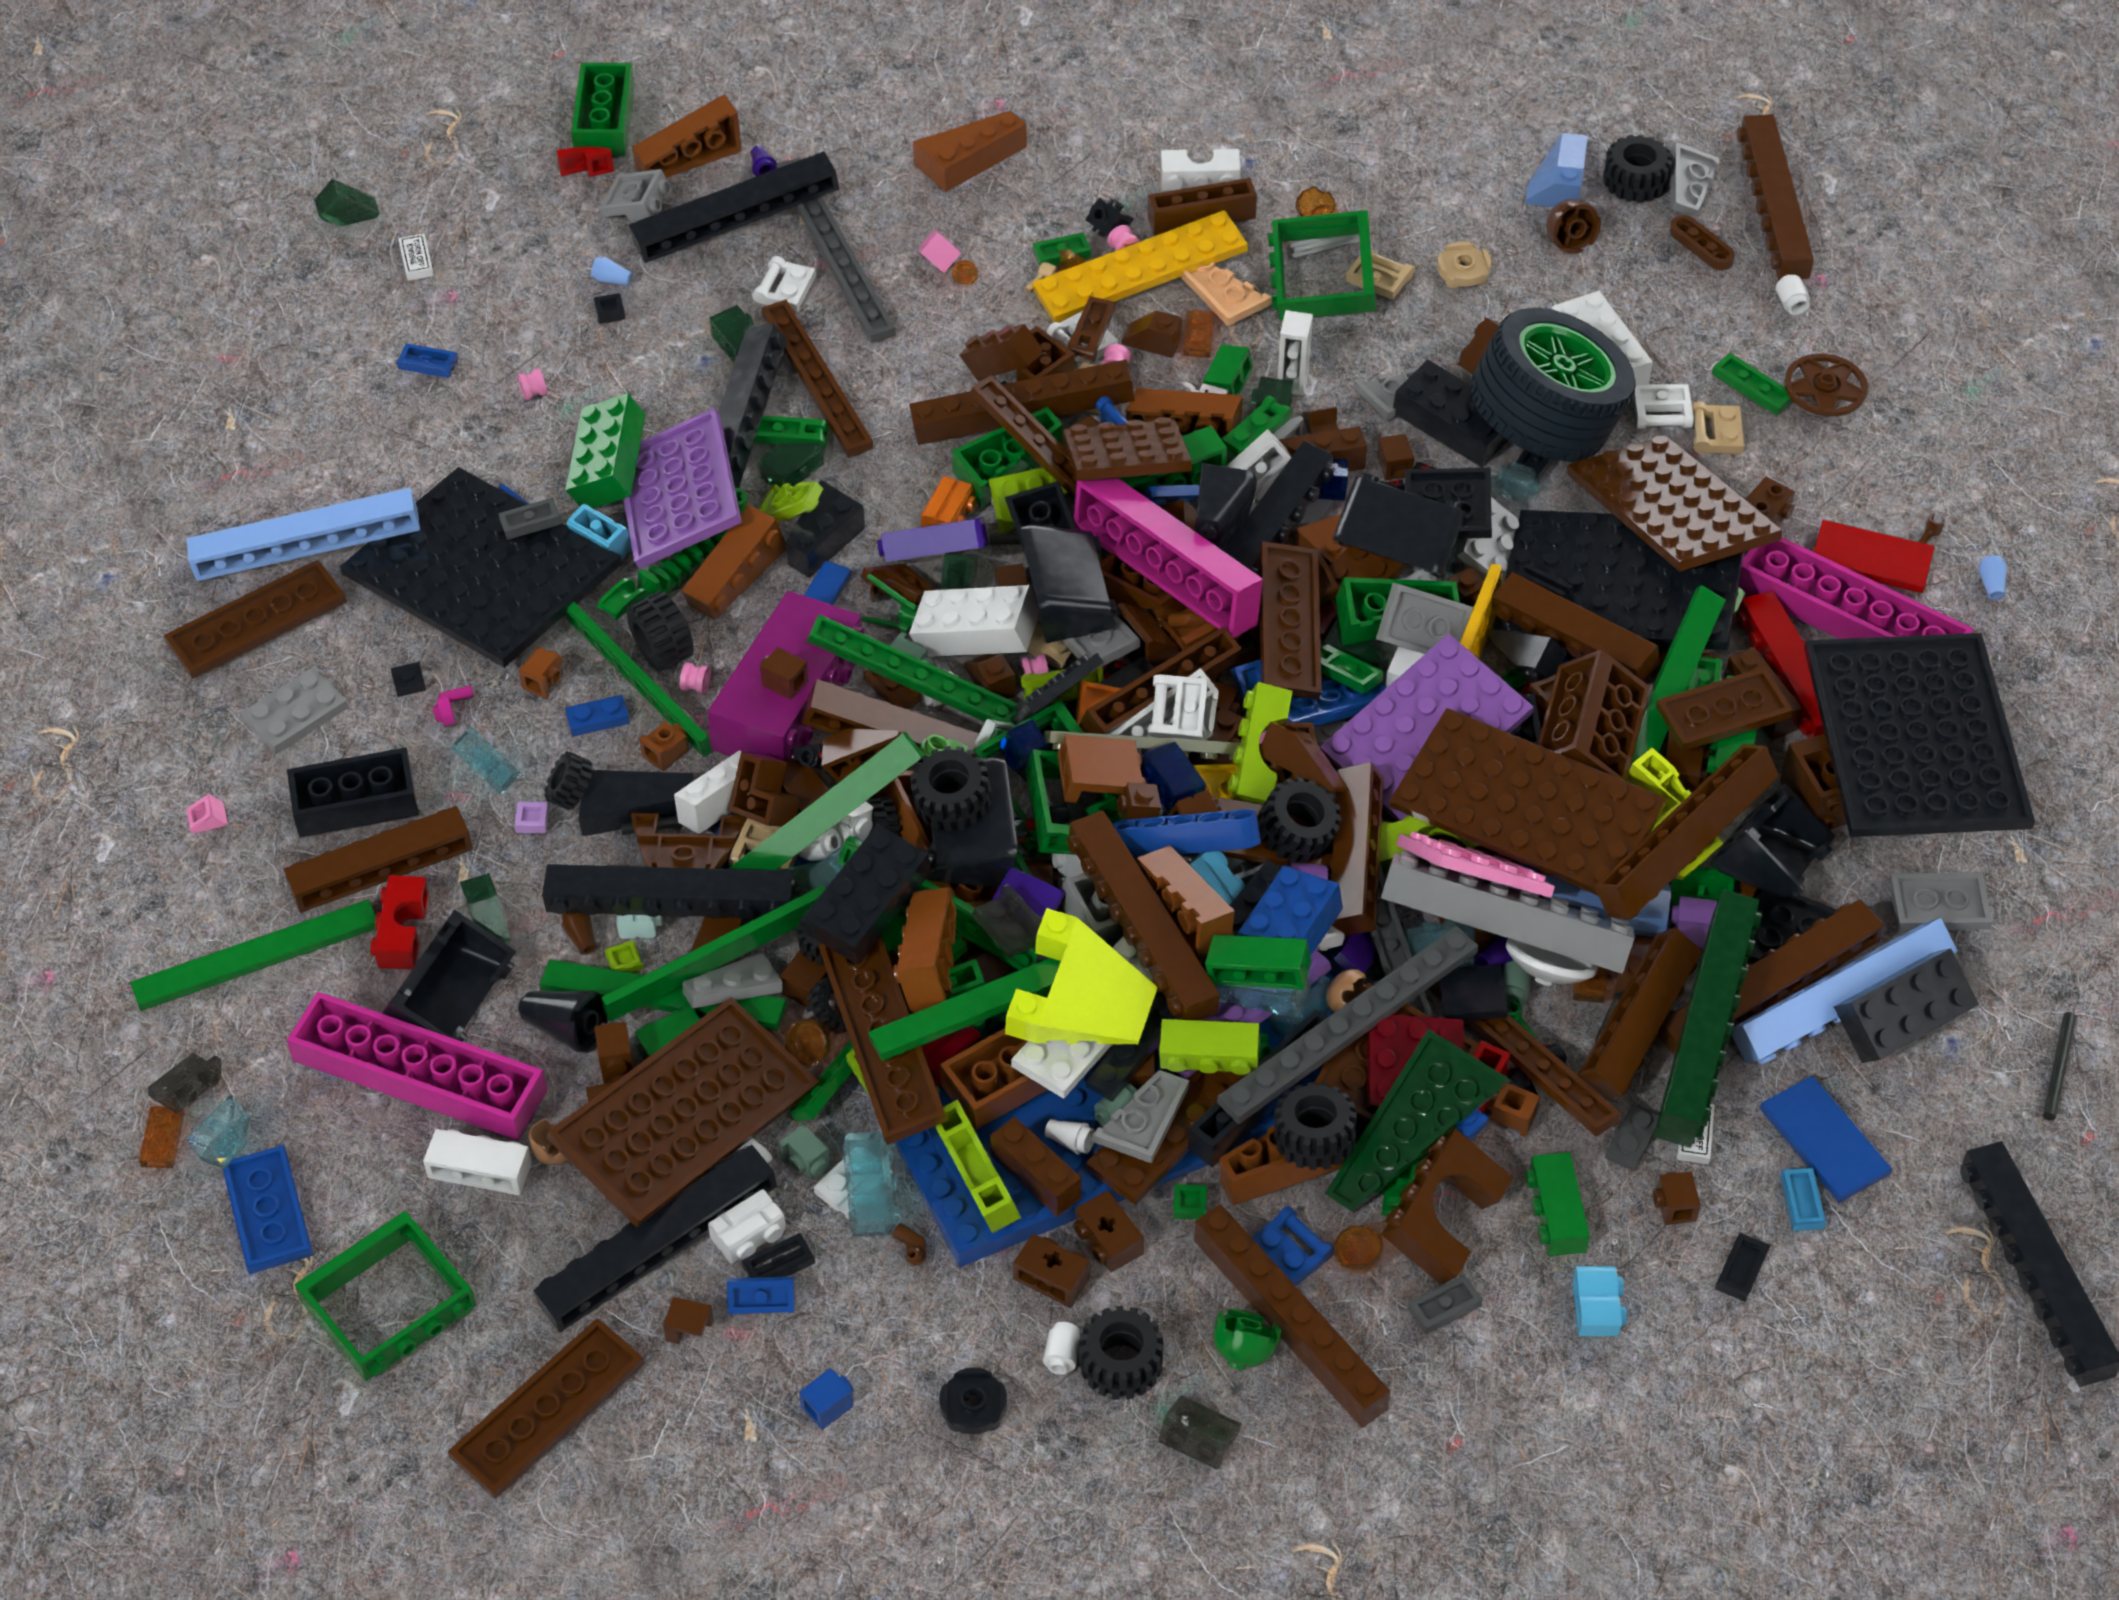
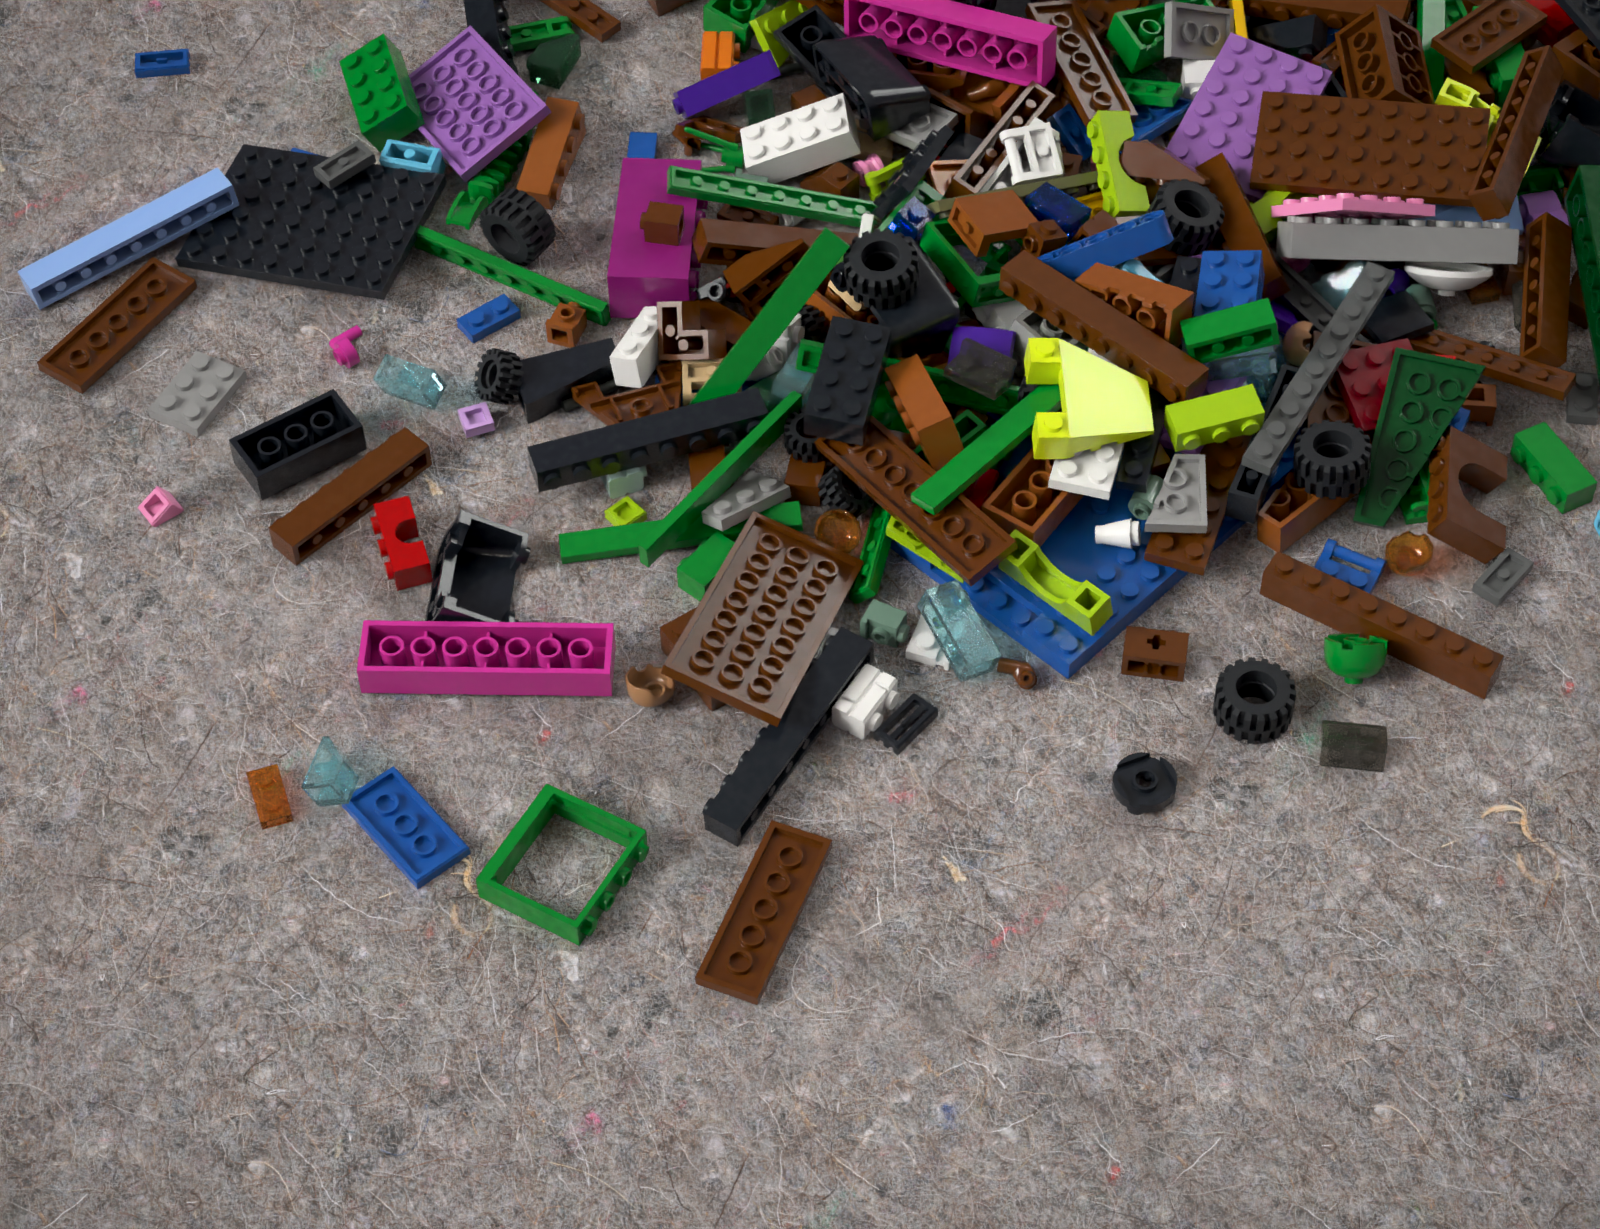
camera: 20 degrees left, 0 degrees up
(186, 1082) = (271, 740): clear smoke bracket -> none
(253, 955) = (273, 613): green tile -> none
(408, 679) = (292, 337): black plate -> none
(477, 1161) = (587, 723): white brick -> none
(484, 906) = (473, 498): clear green slope -> none
(532, 384) = (276, 56): bright pink wheel -> none
(541, 672) = (418, 295): dark orange brick -> none
(565, 1016) = (602, 575): black cone -> none
(580, 931) = (574, 502): reddish brown cone -> none
(613, 1051) = (670, 590): reddish brown brick -> none
(687, 1318) = (854, 792): reddish brown panel -> none
(695, 678) = (565, 261): bright pink wheel -> none
(760, 1295) = (908, 754): blue plate -> none
(790, 501) = (581, 86): lime wing -> none
(824, 530) = (616, 104): black wedge -> none
(827, 1398) = (1015, 821): blue brick -> none
(1035, 1166) = (1106, 567): reddish brown brick -> none
(1062, 1348) = (1199, 714): white brick -> none
(1108, 1231) = (1187, 606): reddish brown brick -> none
(1189, 1201) = (1242, 561): green plate -> none

